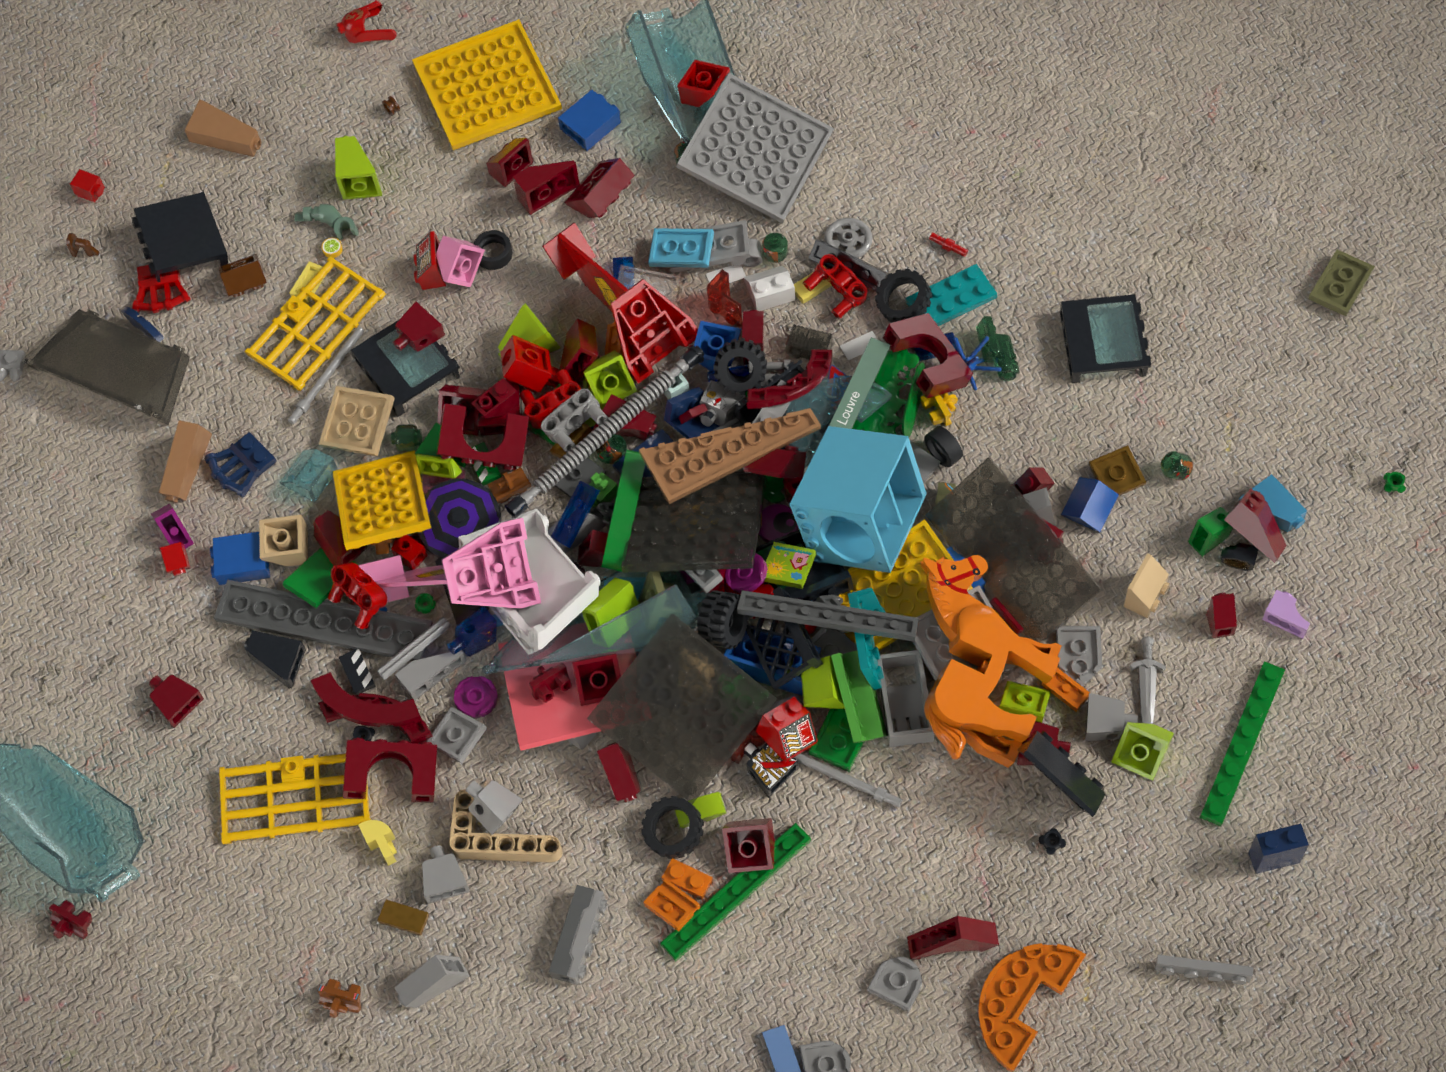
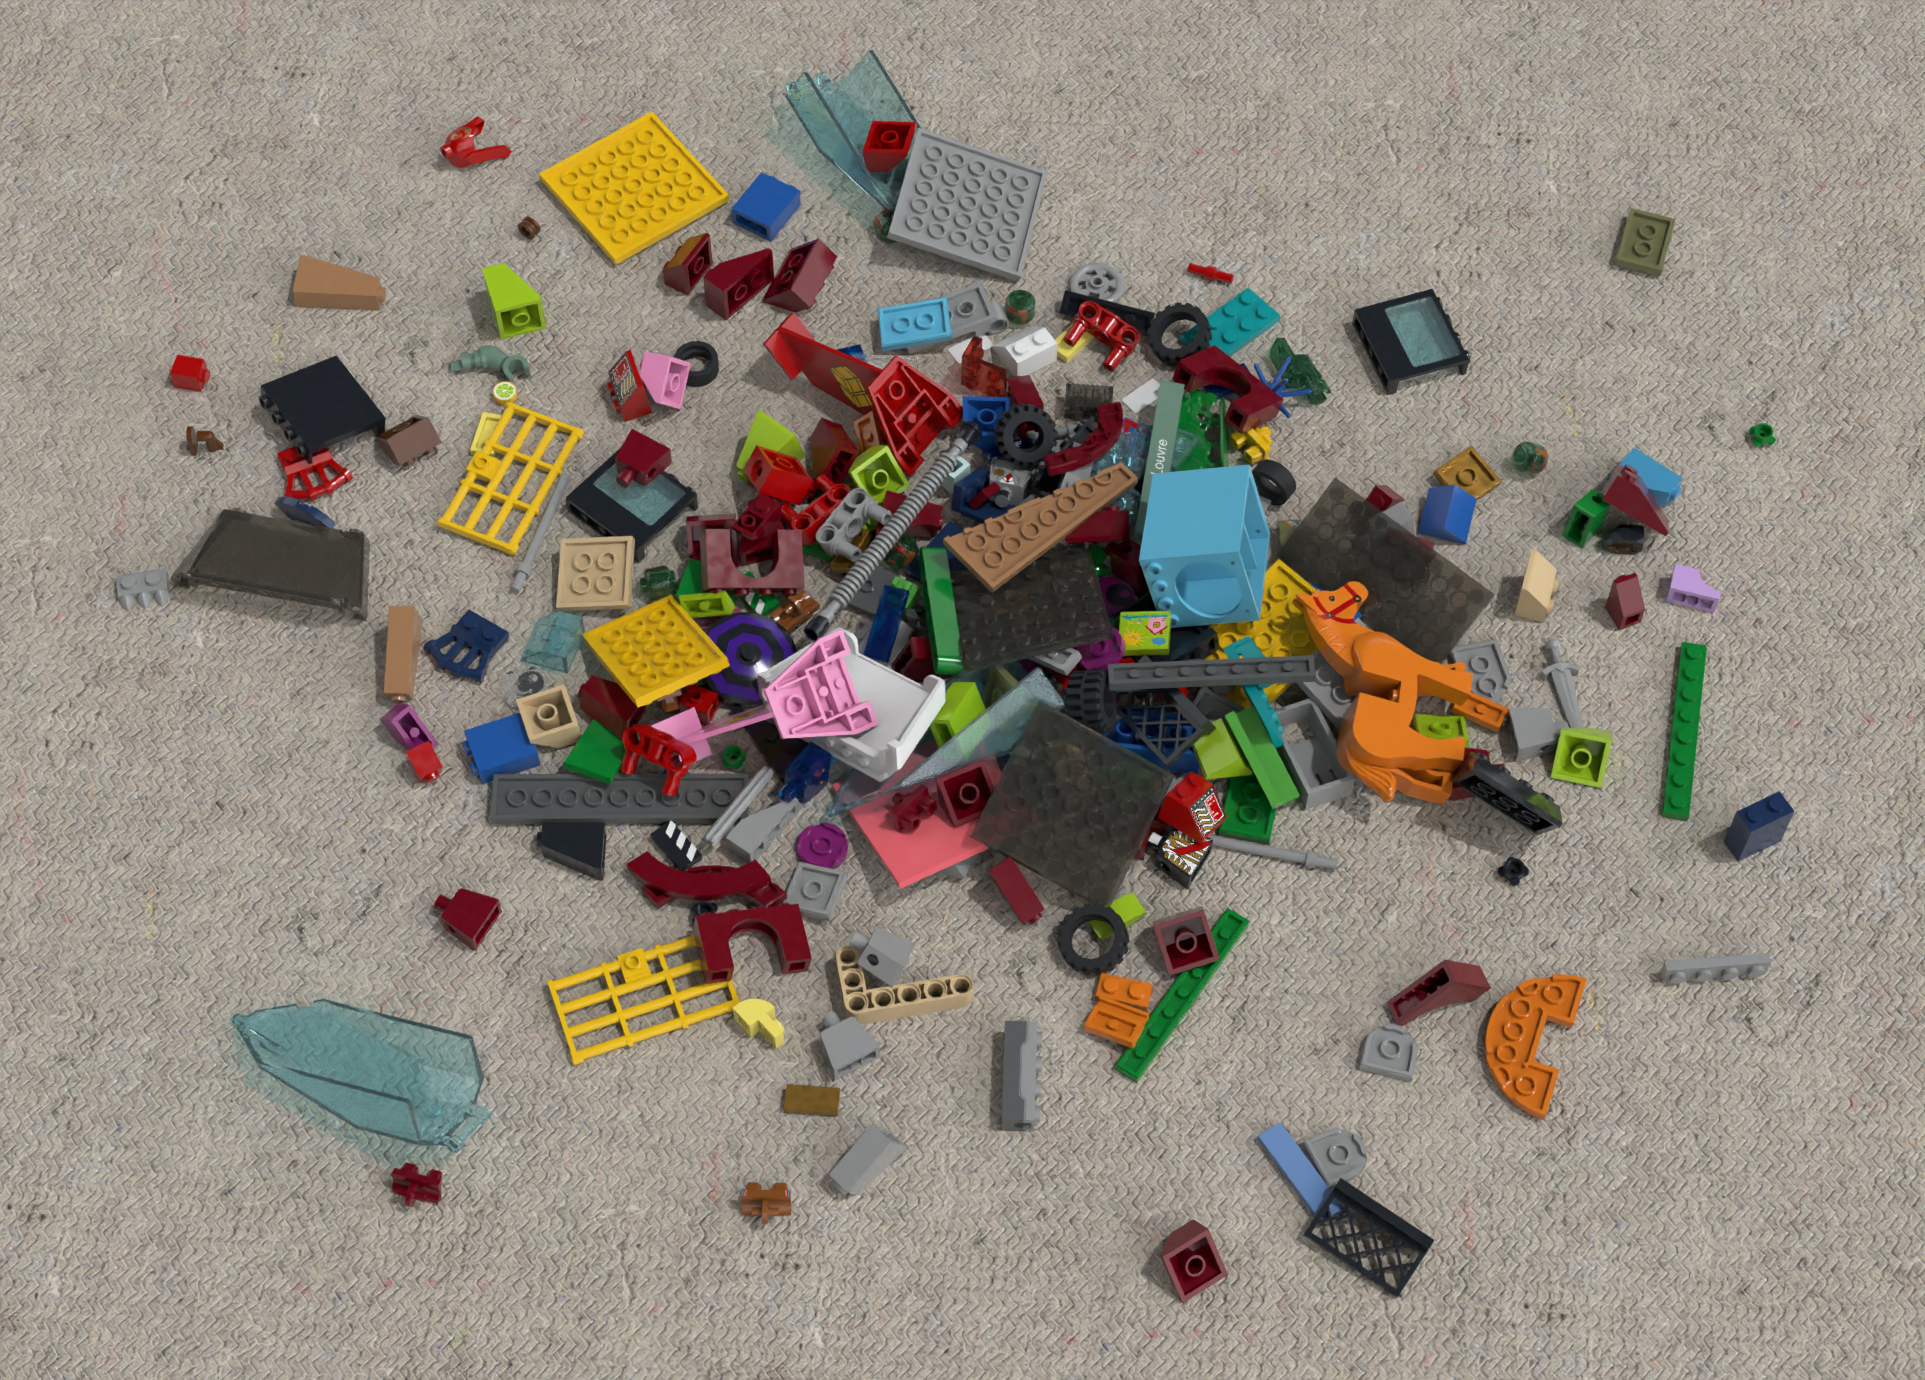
camera: 20 degrees left, 5 degrees down
(275, 504) = (522, 682): none -> clear tile

